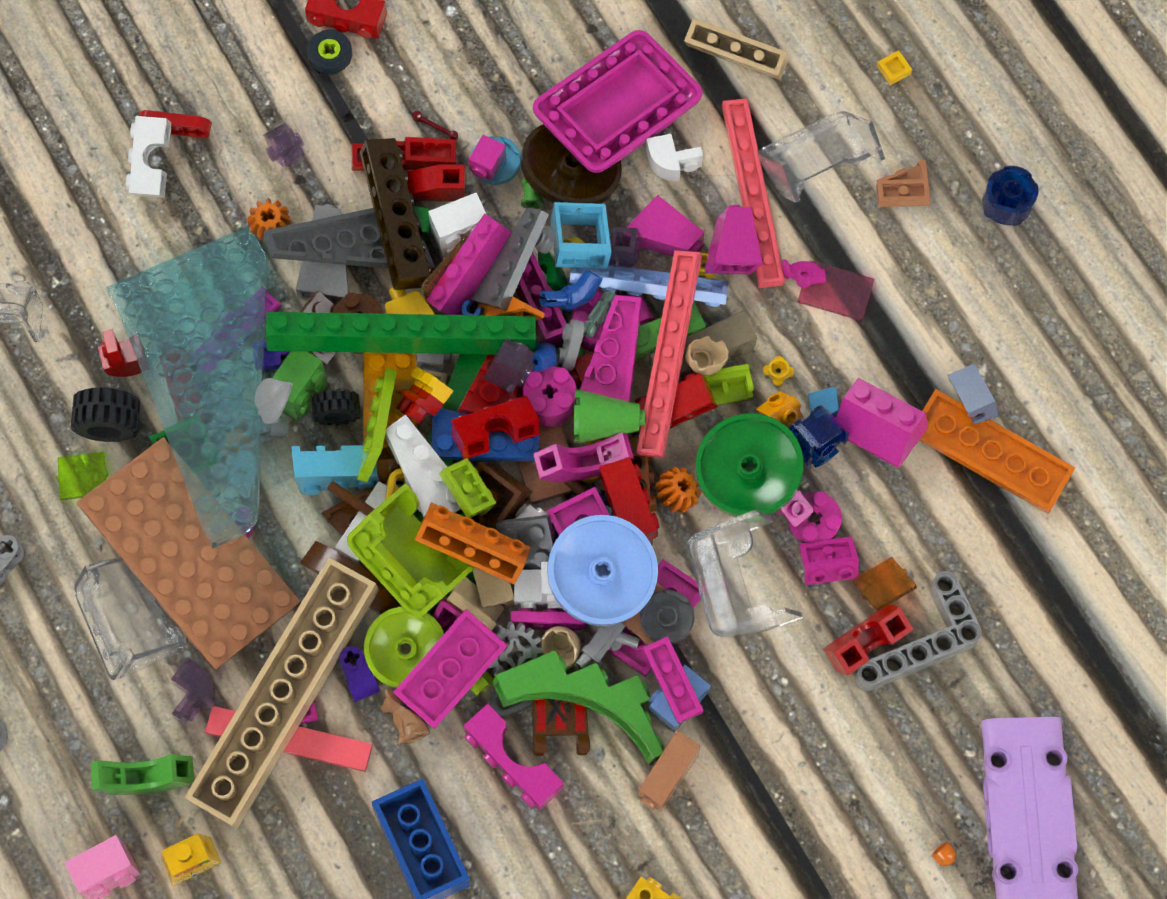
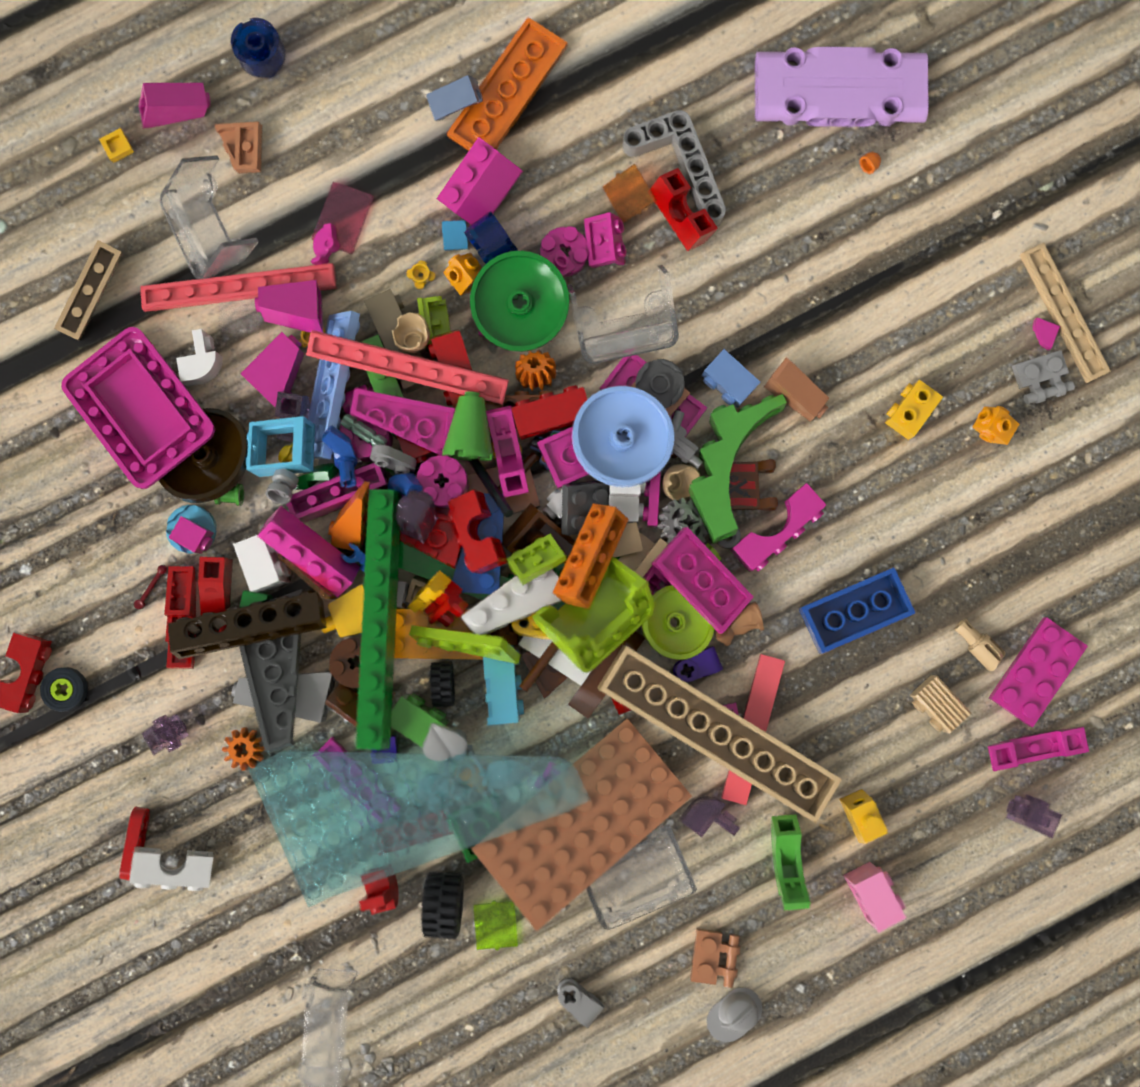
camera: 85 degrees left, 15 degrees up
(42, 695) = (707, 954): none -> nougat plate
(507, 269) = (311, 513): dark grey wing -> none
(542, 444) = (491, 487): none -> black bar
(673, 680) = (721, 380): dark pink plate -> none
(943, 117) = (172, 103): none -> dark pink slope

